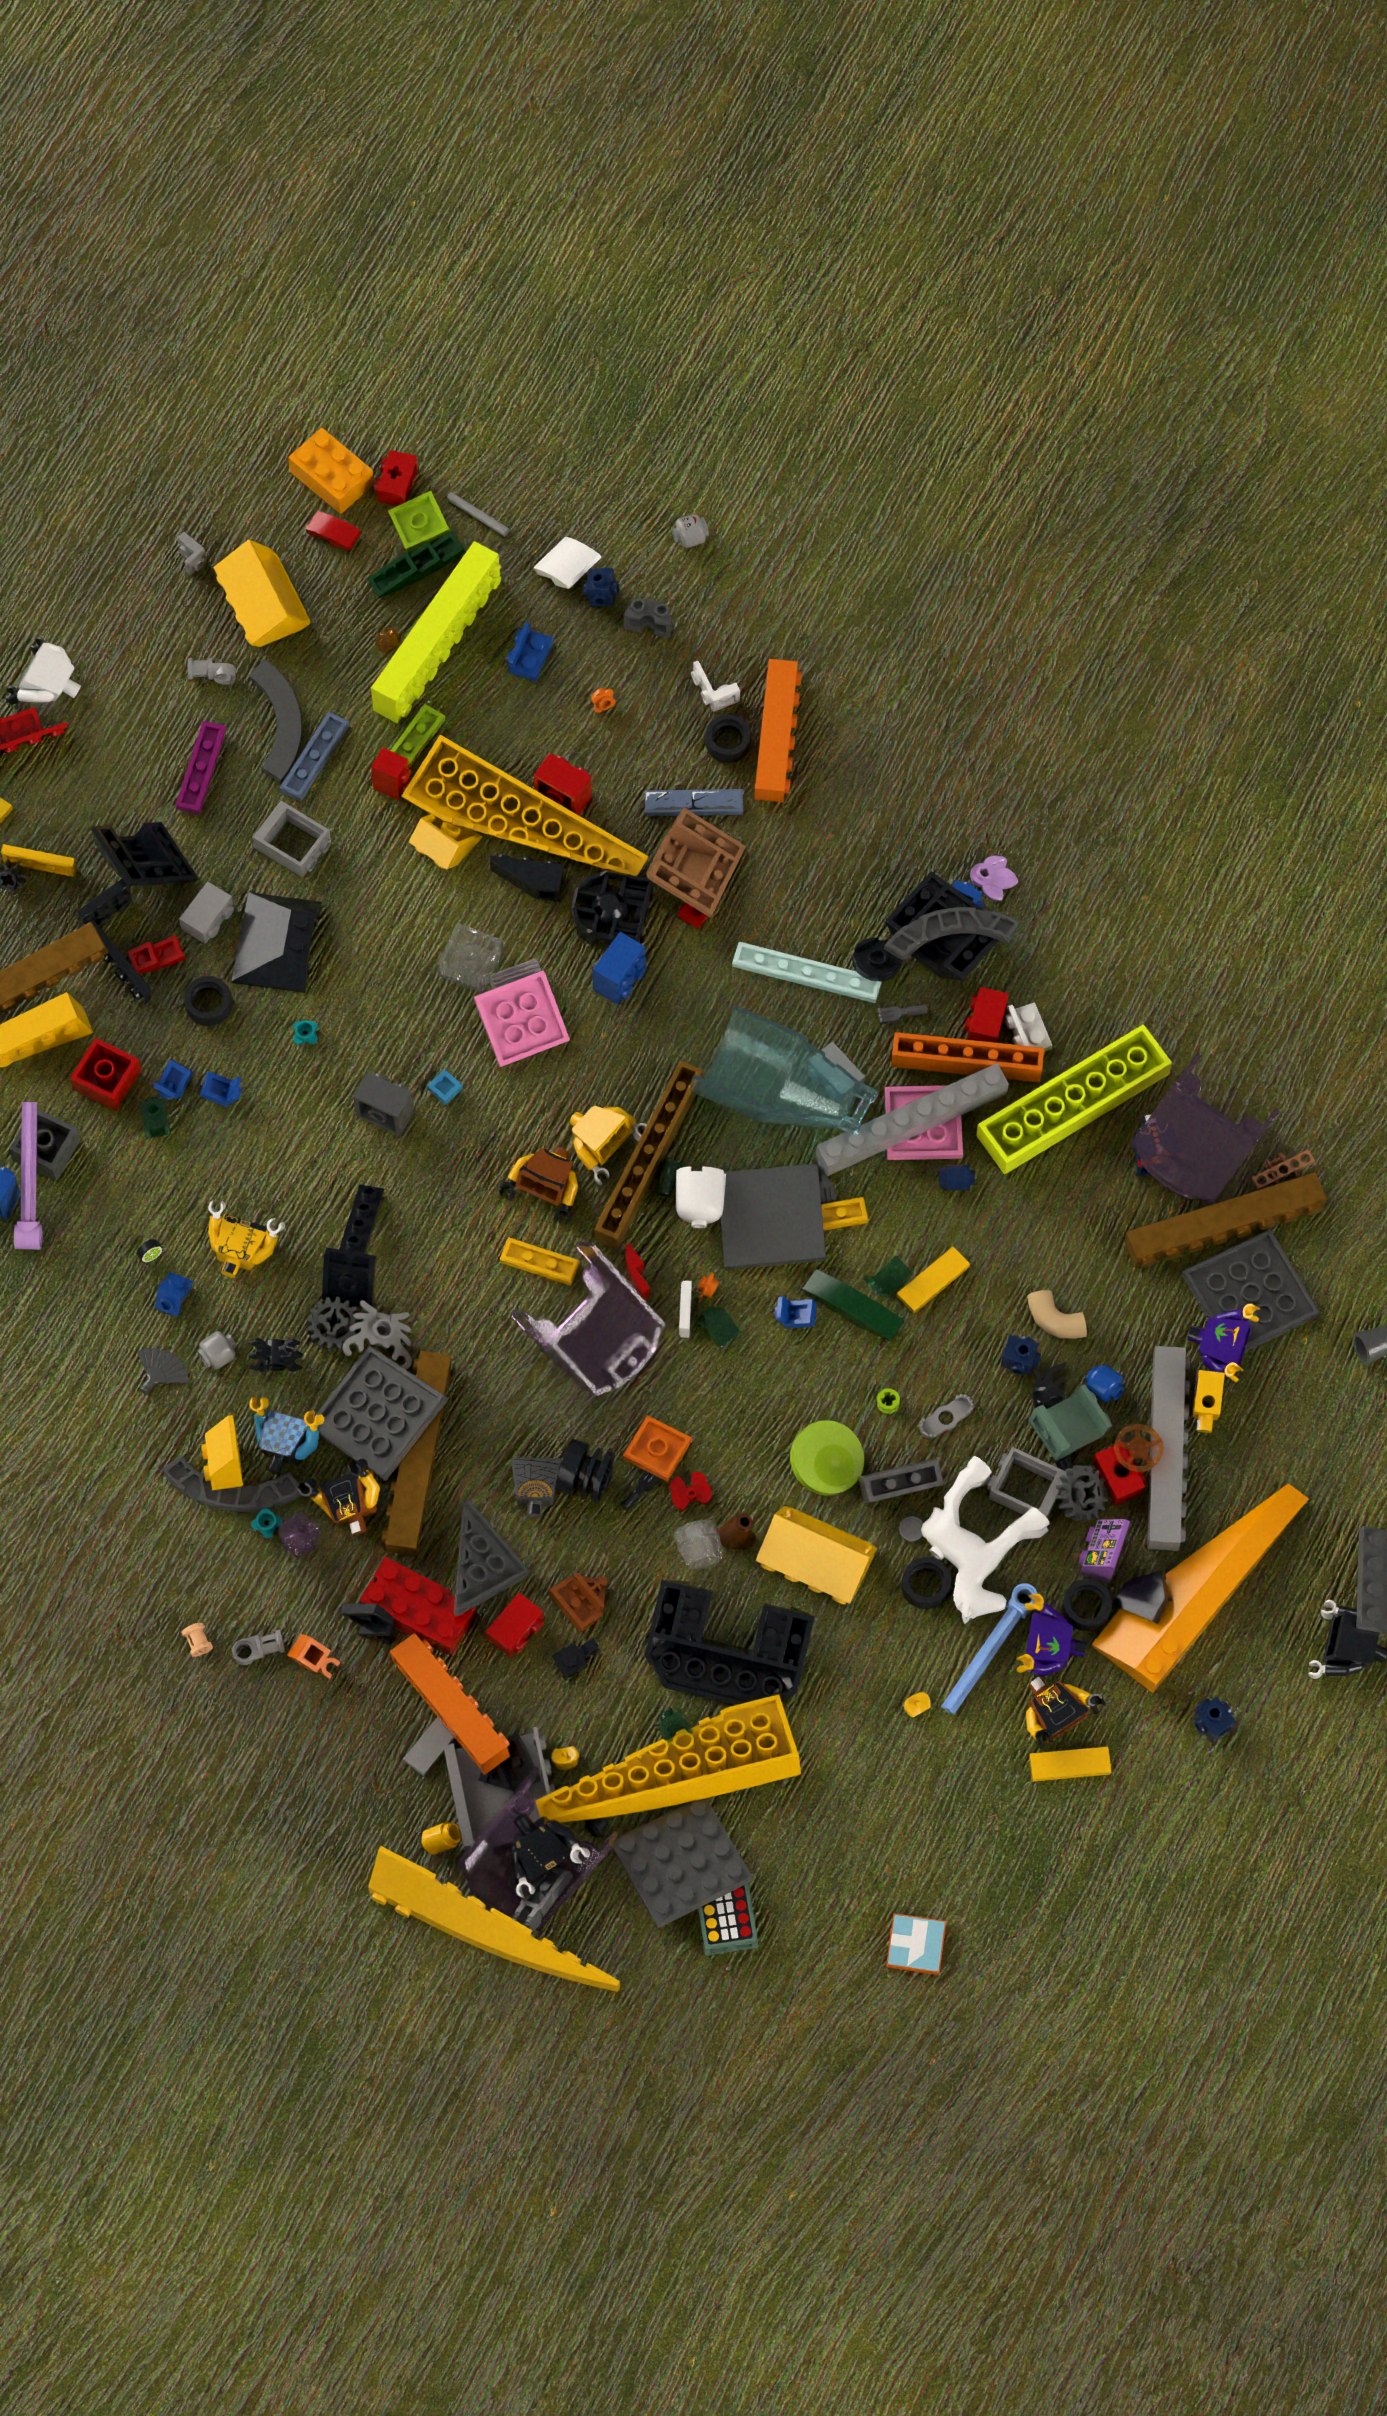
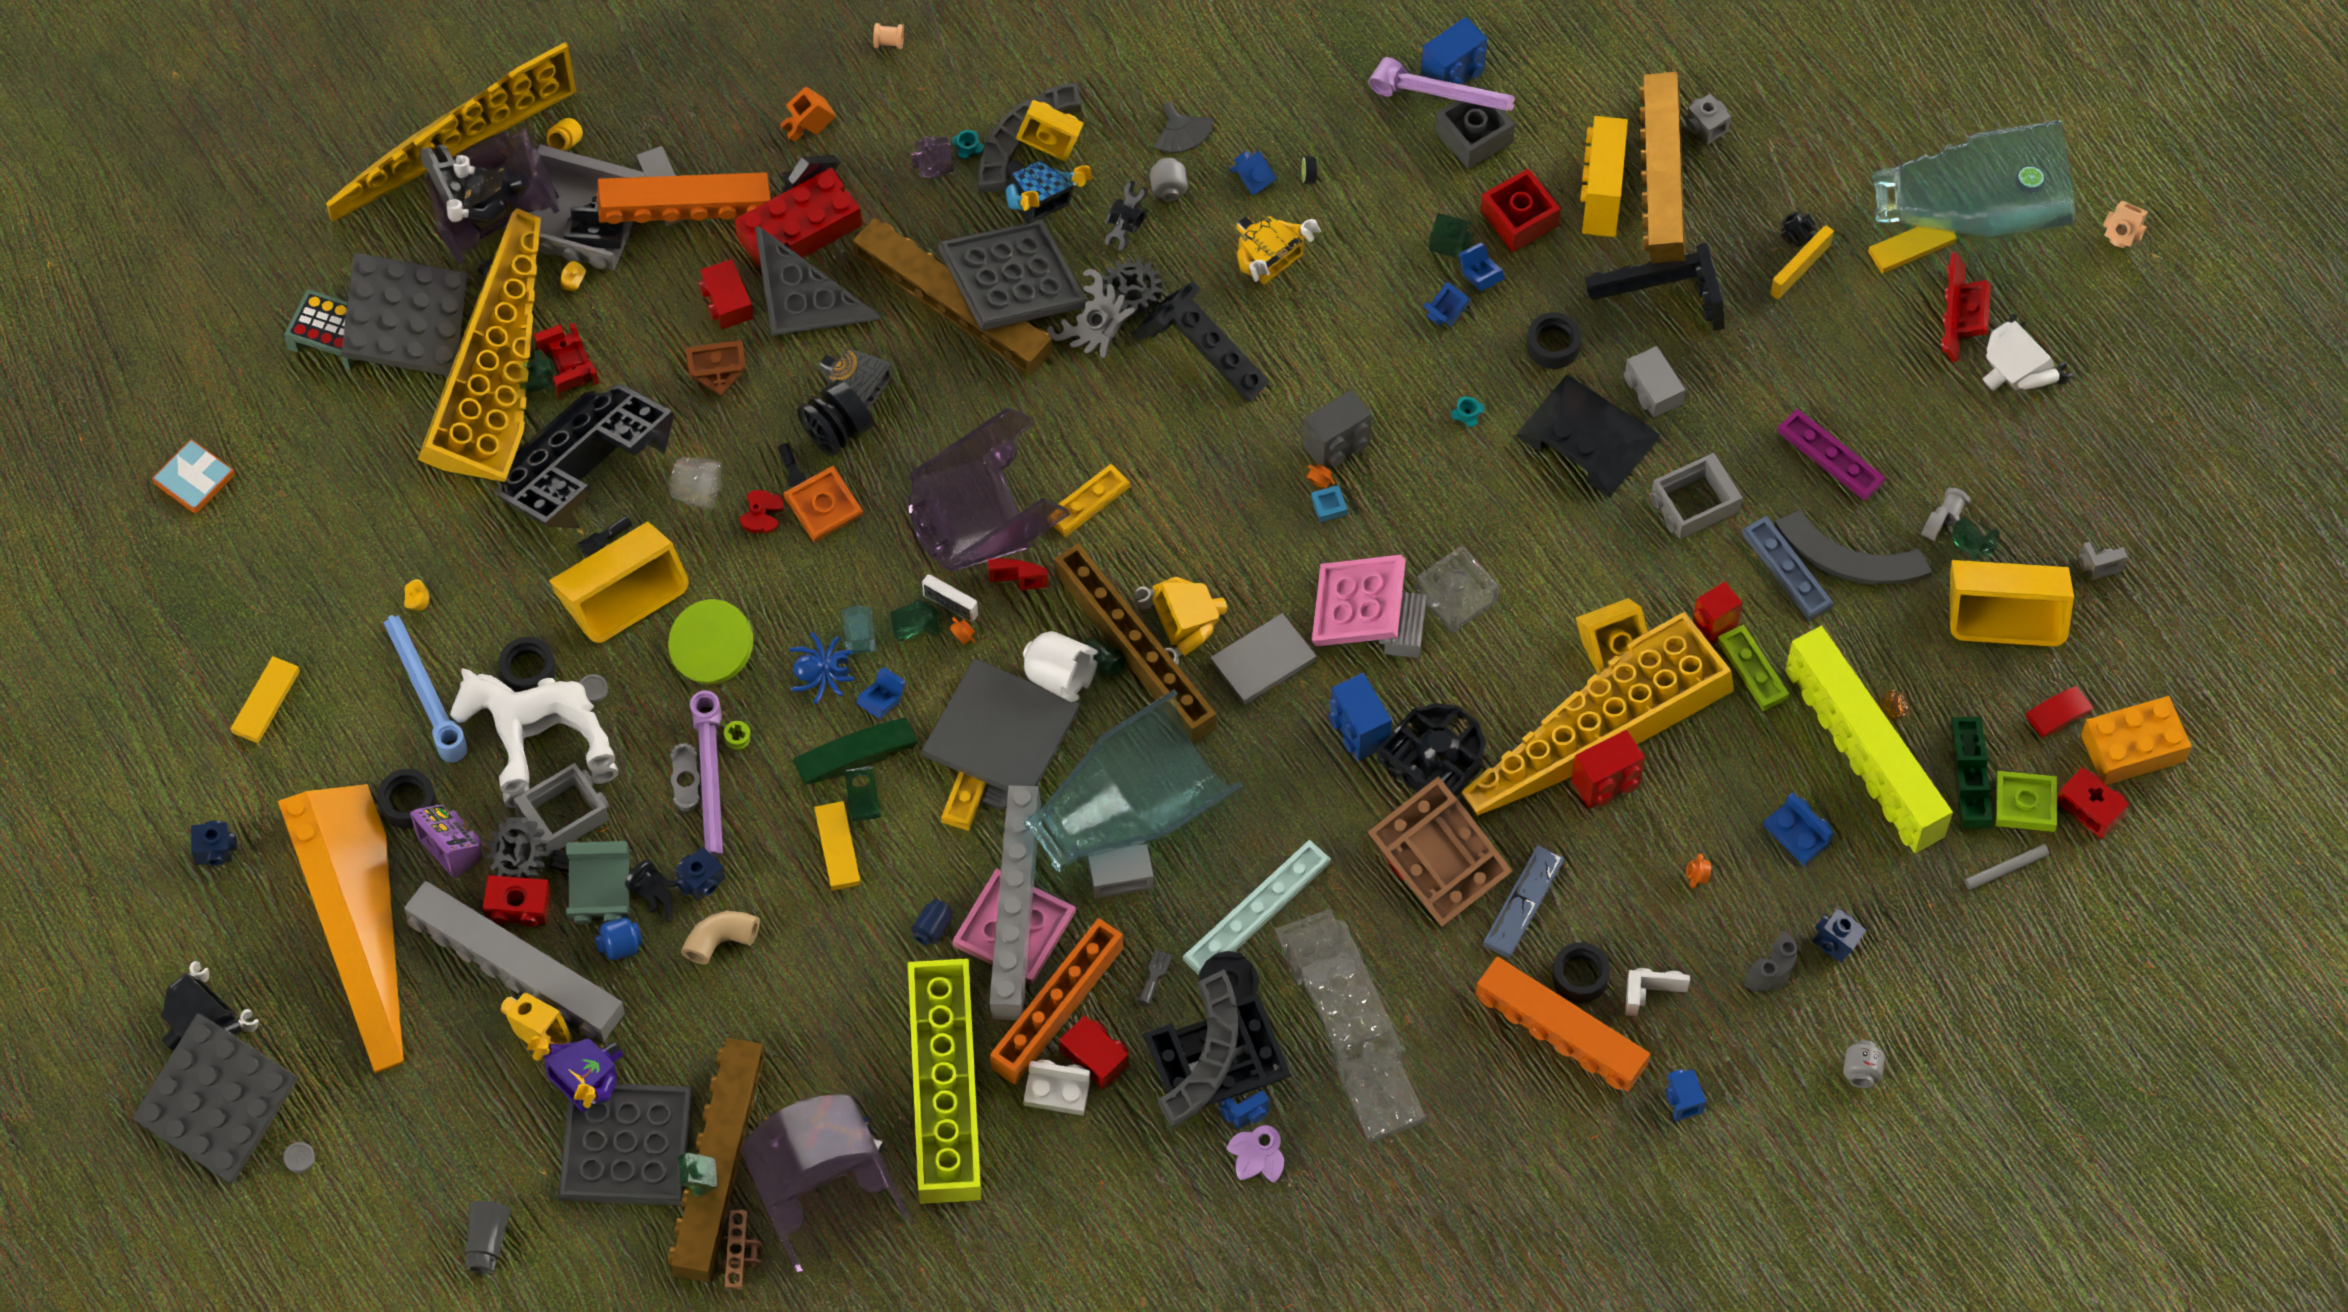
camera: 120 degrees right, 5 degrees down
(144, 858) = (1744, 340): black slope -> none
(156, 956) = (1634, 321): red slope -> none
(224, 641) = (1971, 540): none -> clear green bracket
(259, 1647) = (847, 82): light grey connector -> none
(347, 1497) = (942, 211): torso -> none
(425, 1104) = (1320, 476): none -> orange plate
(535, 878) = (1517, 698): black slope -> none
(545, 1176) = (1167, 541): dark orange torso -> none
(567, 562) = (1890, 917): white slope -> none
(572, 1660) = (662, 330): black plate -> none
(602, 1069) = (1263, 659): none -> light grey tile
(643, 1712) = (568, 356): none -> red piece
(737, 1532) = (688, 523): reddish brown piece -> none
(751, 1359) = (858, 629): none -> clear light blue brick
(781, 630) = (1685, 1094): none -> blue brick
(786, 1599) = (598, 540): none -> black piece
(798, 1370) = (818, 668): none -> blue animal
(856, 858) = (1355, 1020): none -> clear bracket
(896, 1422) = (706, 725): none -> lavender piece
(900, 1480) = (641, 691): flat silver brick -> none
(1048, 1640) = (391, 738): dark purple torso -> none
(1057, 1709) = (321, 707): torso -> none
(1138, 1447) = (524, 920): clear orange wheel -> none
(1145, 1596) = (373, 848): black slope -> none
(1257, 1206) = (697, 1173): none -> clear green bracket

